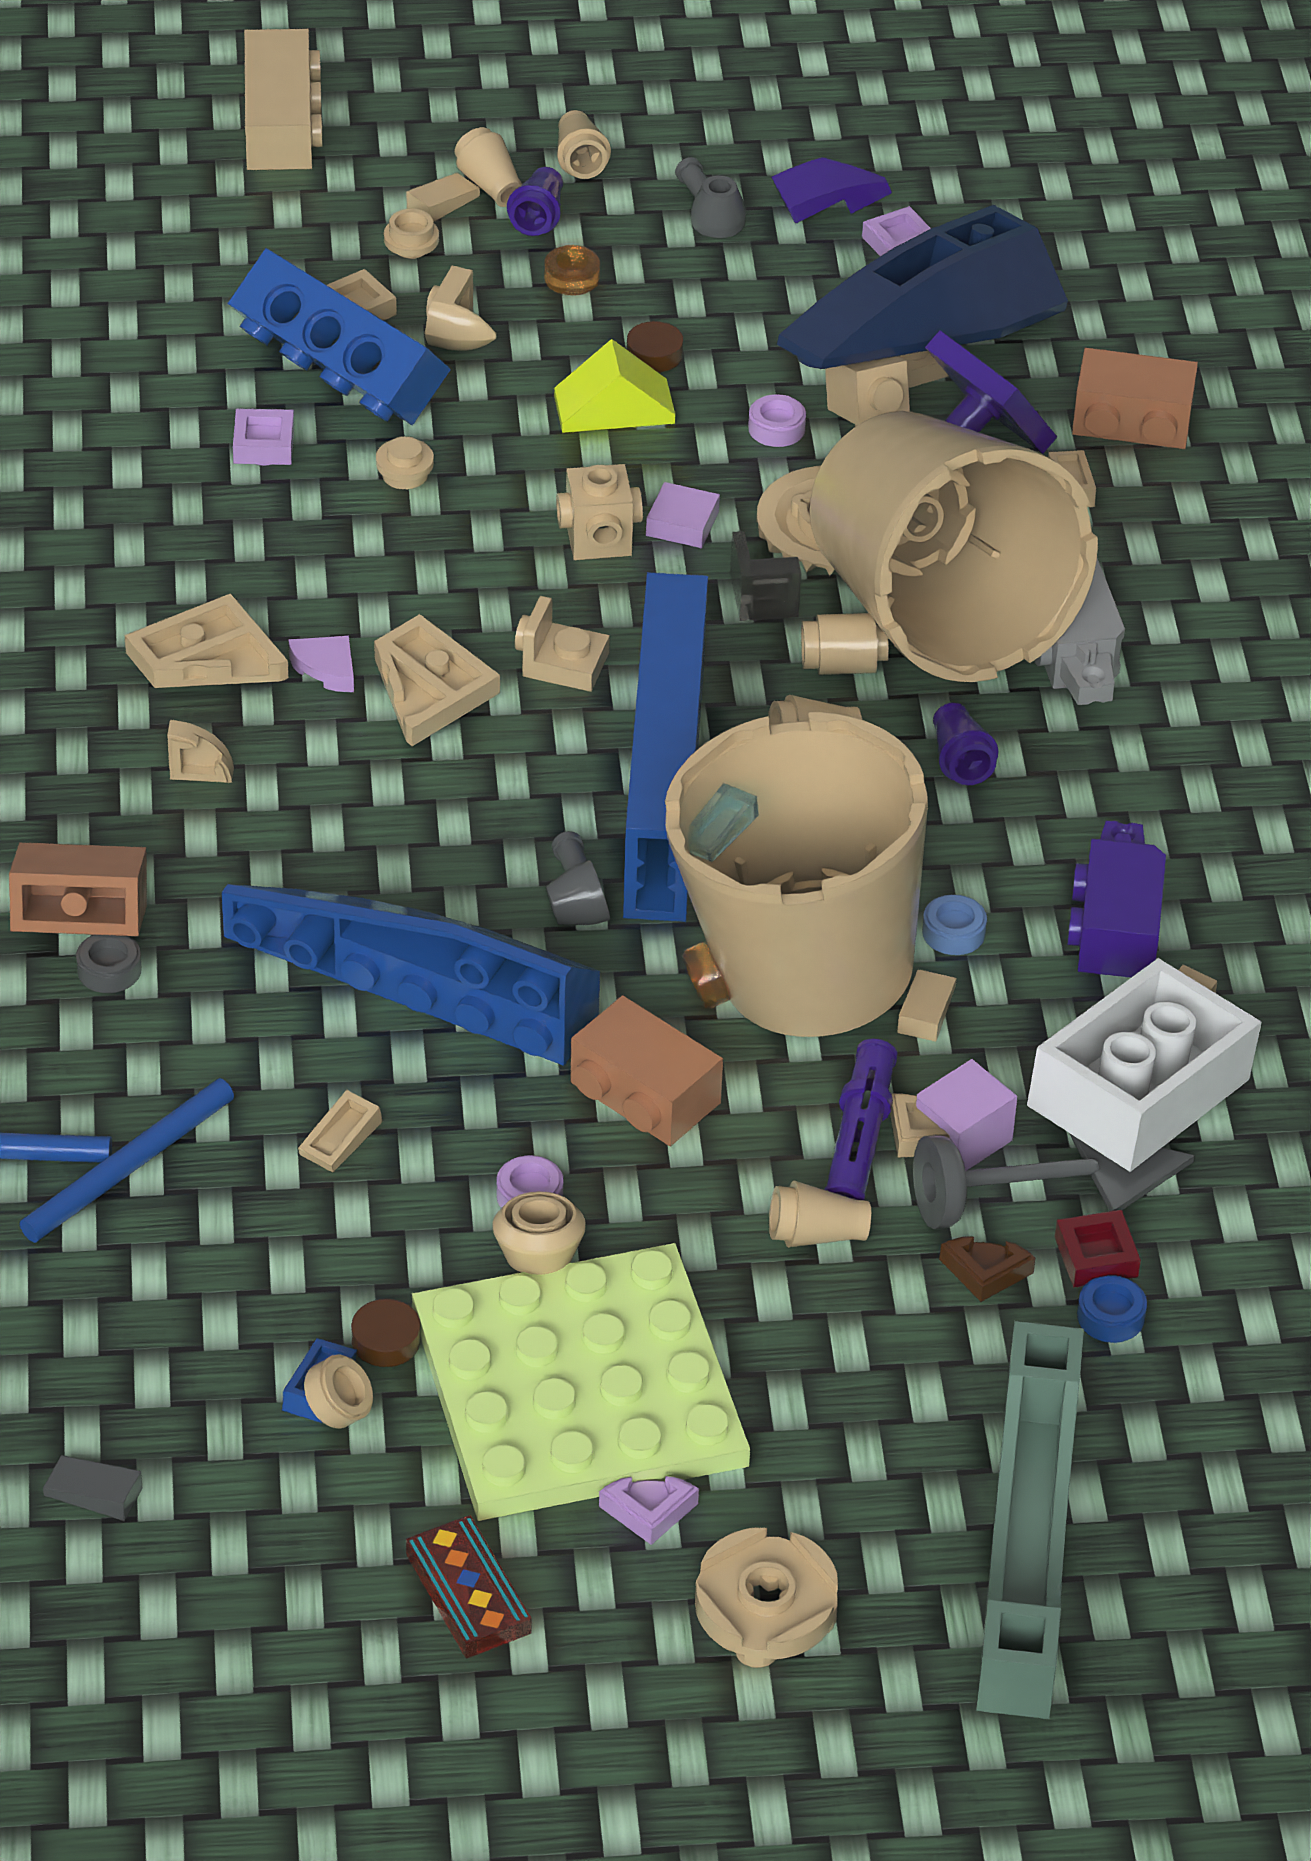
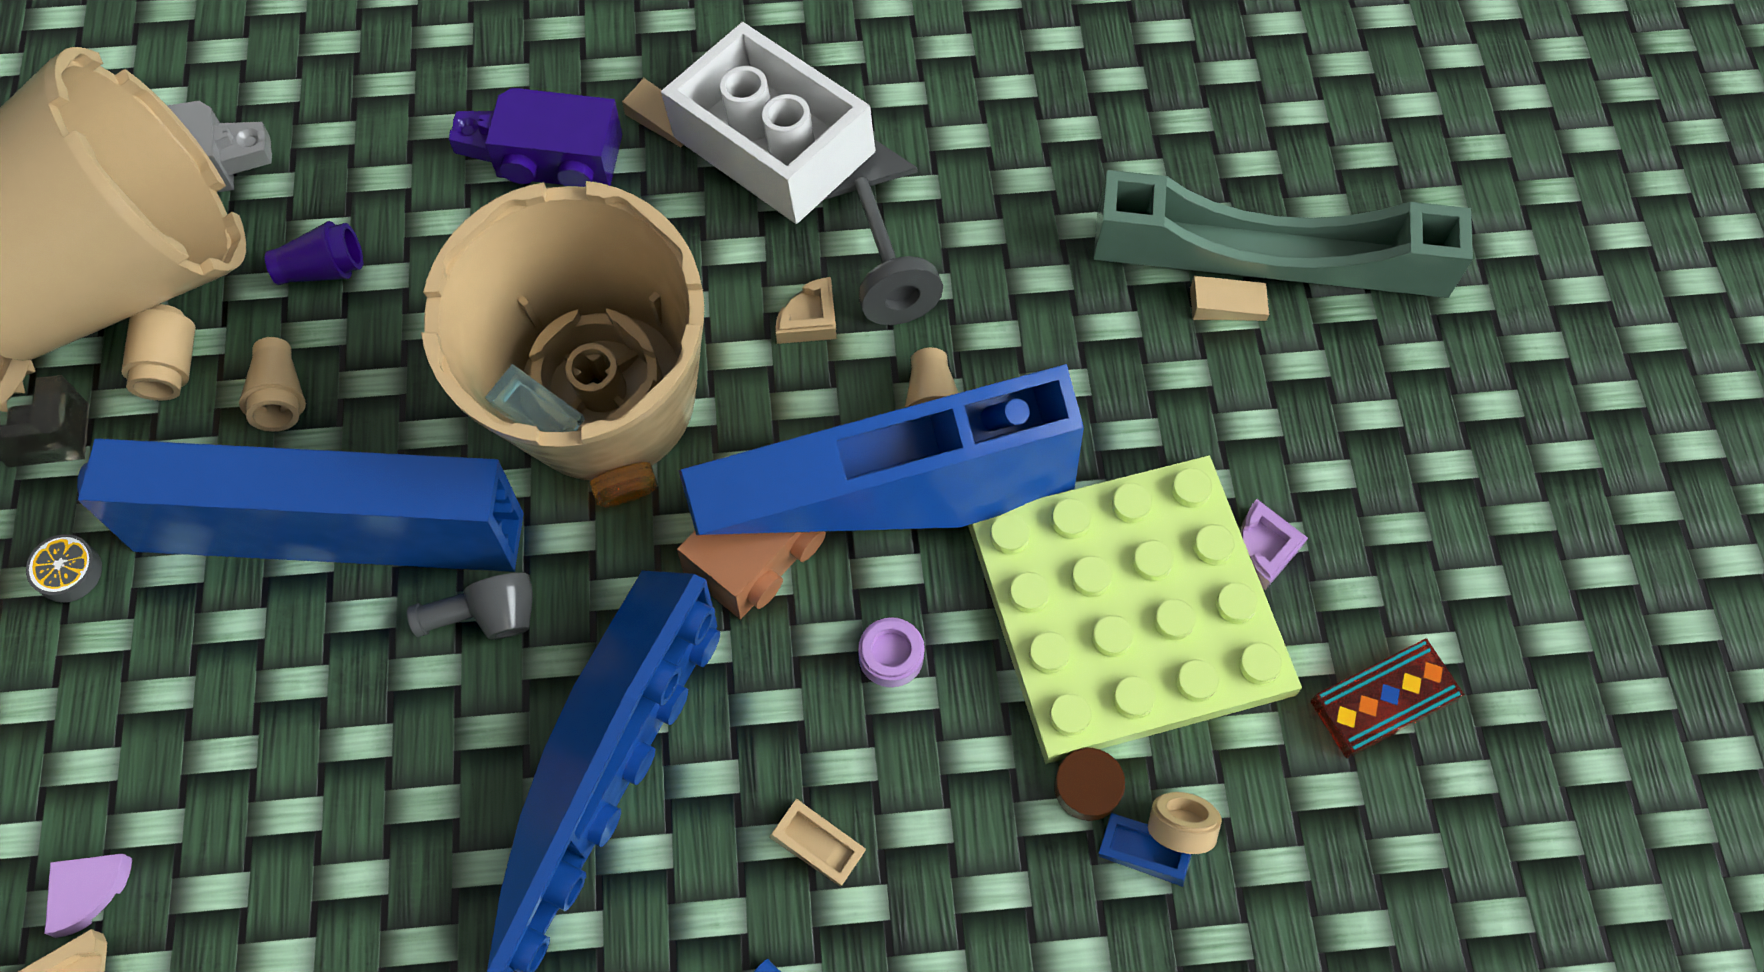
camera: 90 degrees left, 20 degrees up
(430, 678) = (136, 768): tan wing -> none
(539, 1232) = (978, 629): tan cone -> none
(559, 651) = (112, 629): tan bracket -> none
(619, 614) = (64, 568): none -> dark grey tile
(710, 1164) = (904, 468): none -> blue wedge
(762, 1629) = (1355, 477): tan plate -> none
(871, 1073) = (816, 358): dark purple pin -> none
(963, 1497) = (1228, 299): none -> tan piece
(972, 1110) = (812, 263): lavender panel -> none
(986, 1266) = (970, 271): reddish brown tile -> none
(1097, 1247) = (959, 182): dark red plate -> none
(1112, 1308) = (1014, 182): blue tile -> none

